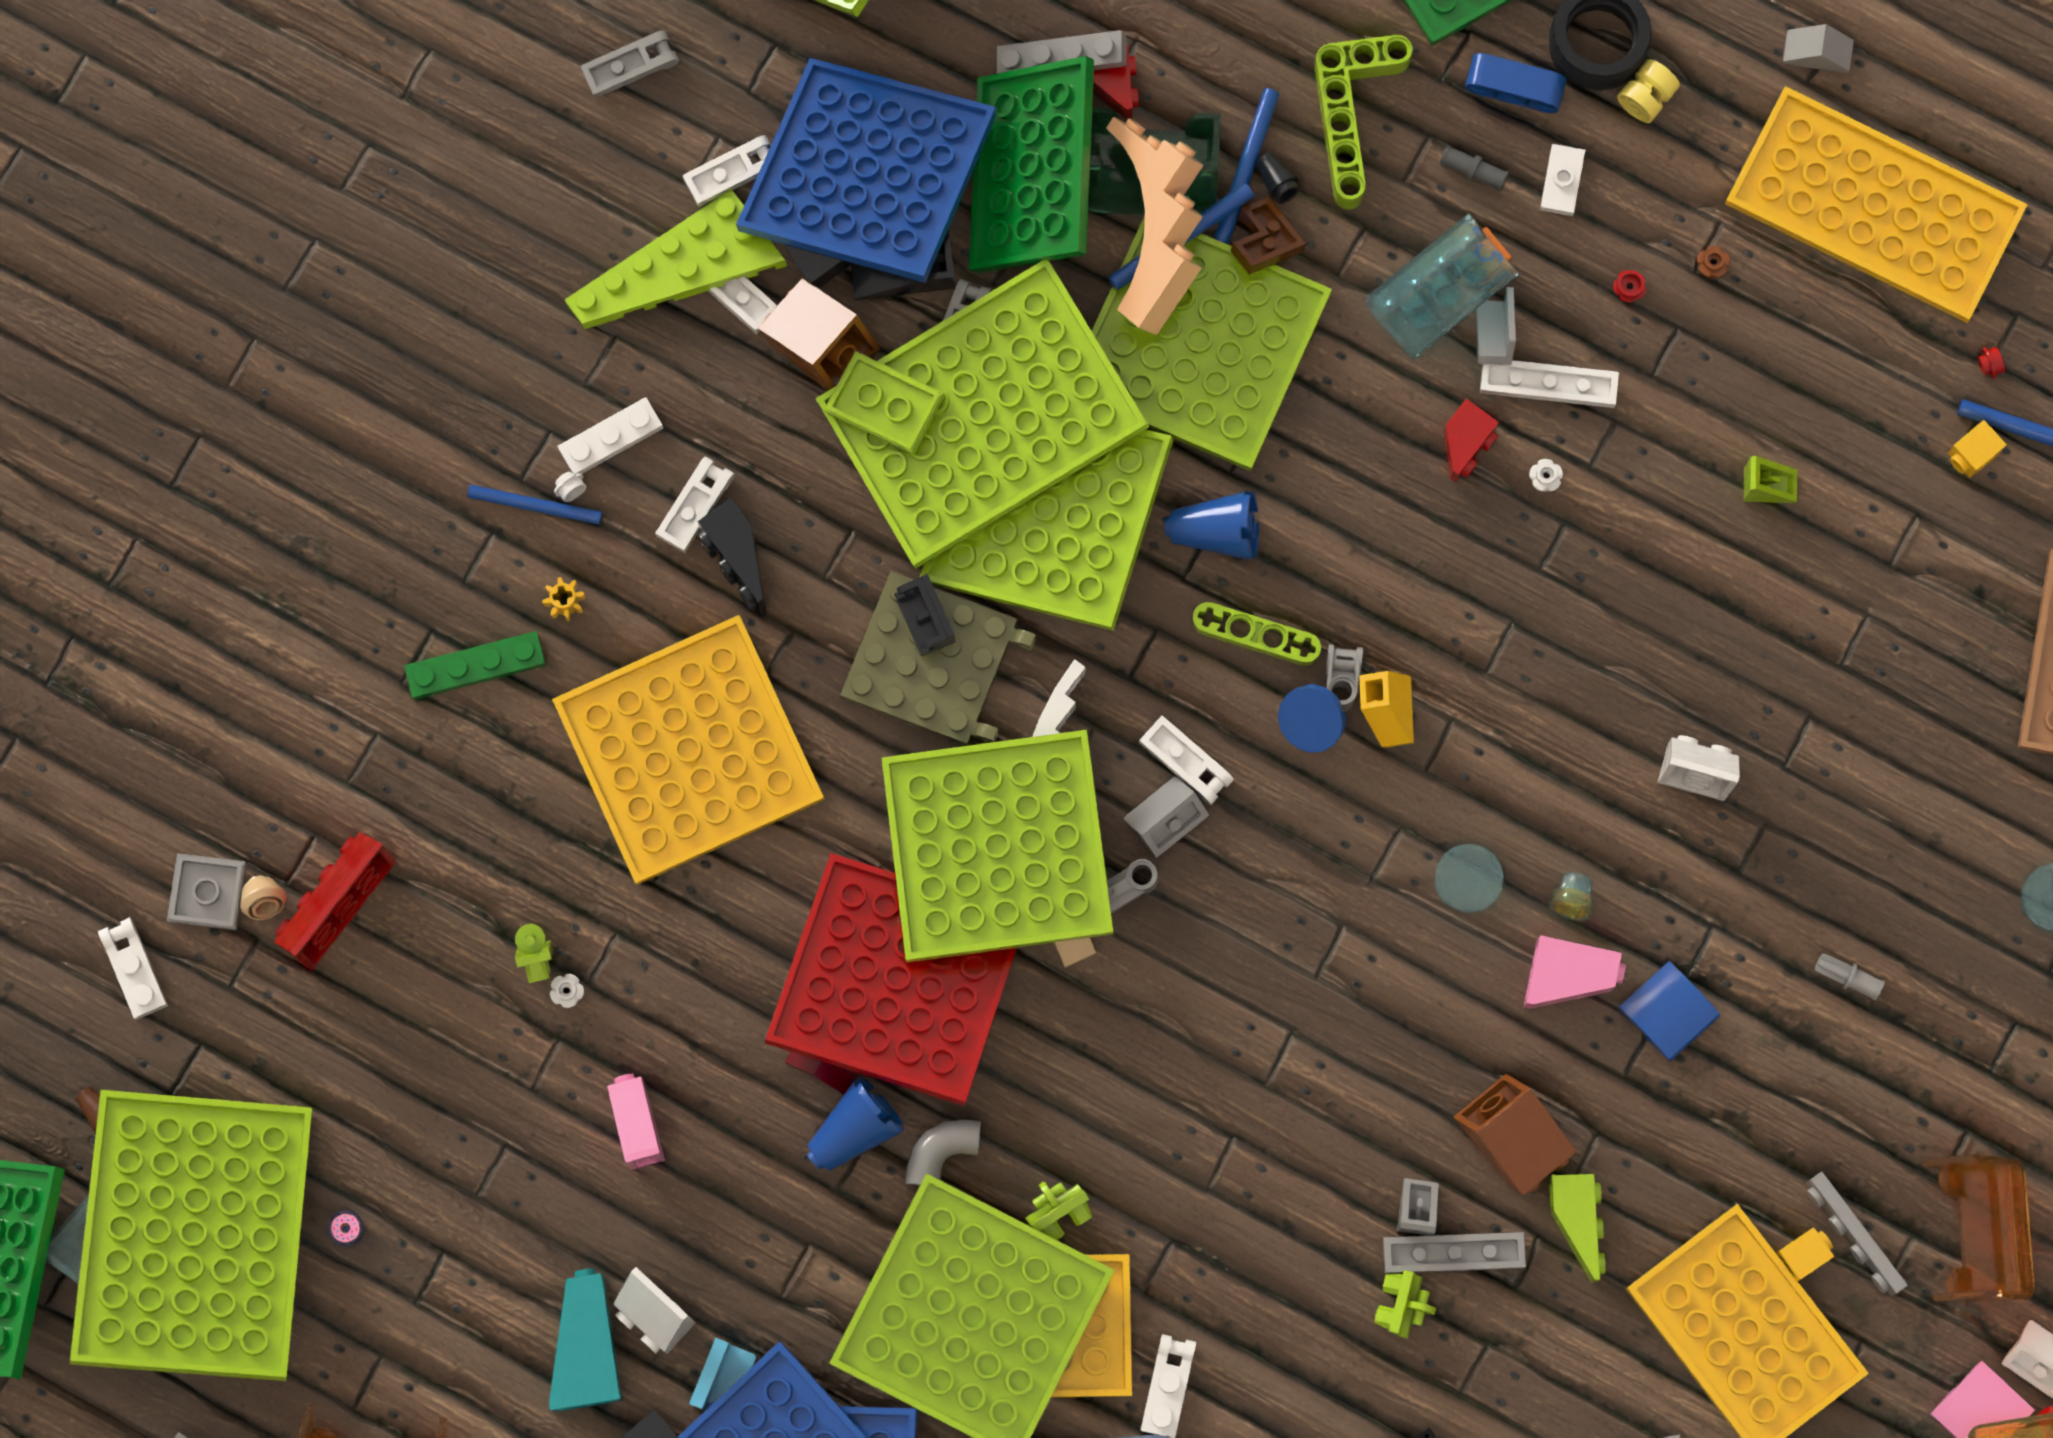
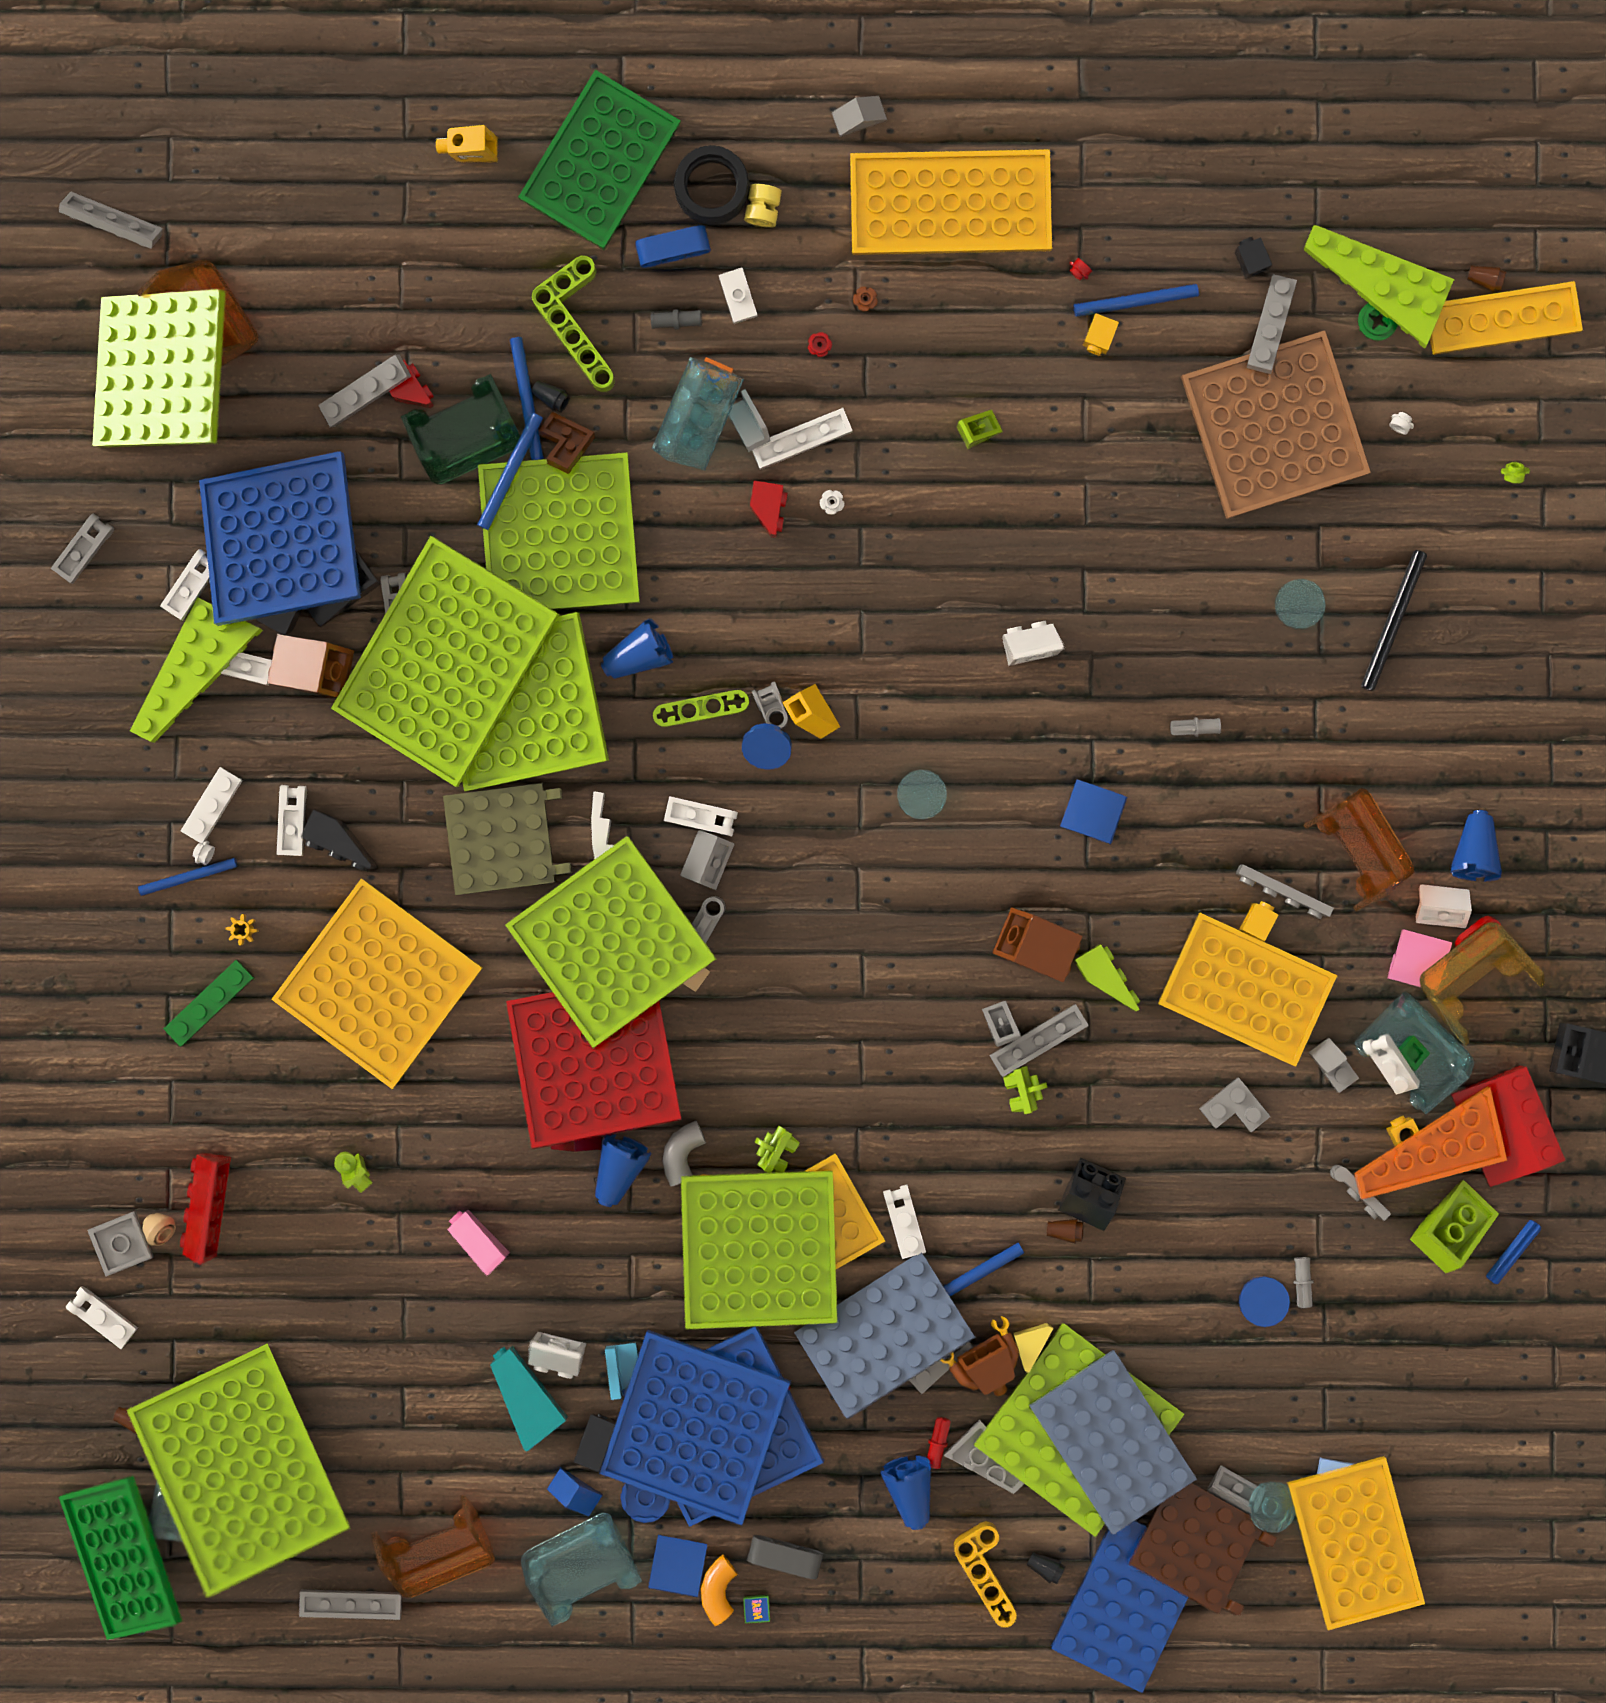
camera: 30 degrees left, 10 degrees up
(346, 1228) = (332, 1406): tile -> none
(575, 994) = (393, 1180): white plate -> none
(884, 403) = (377, 689): lime tile -> none
(924, 615) = (481, 815): black hinge -> none
(1033, 166) = (387, 477): green plate -> none
(1164, 263) = (509, 498): light nougat arch -> none
(1570, 972) = (1017, 821): bright pink slope -> none
(1573, 897) = (994, 771): clear light blue piece -> none

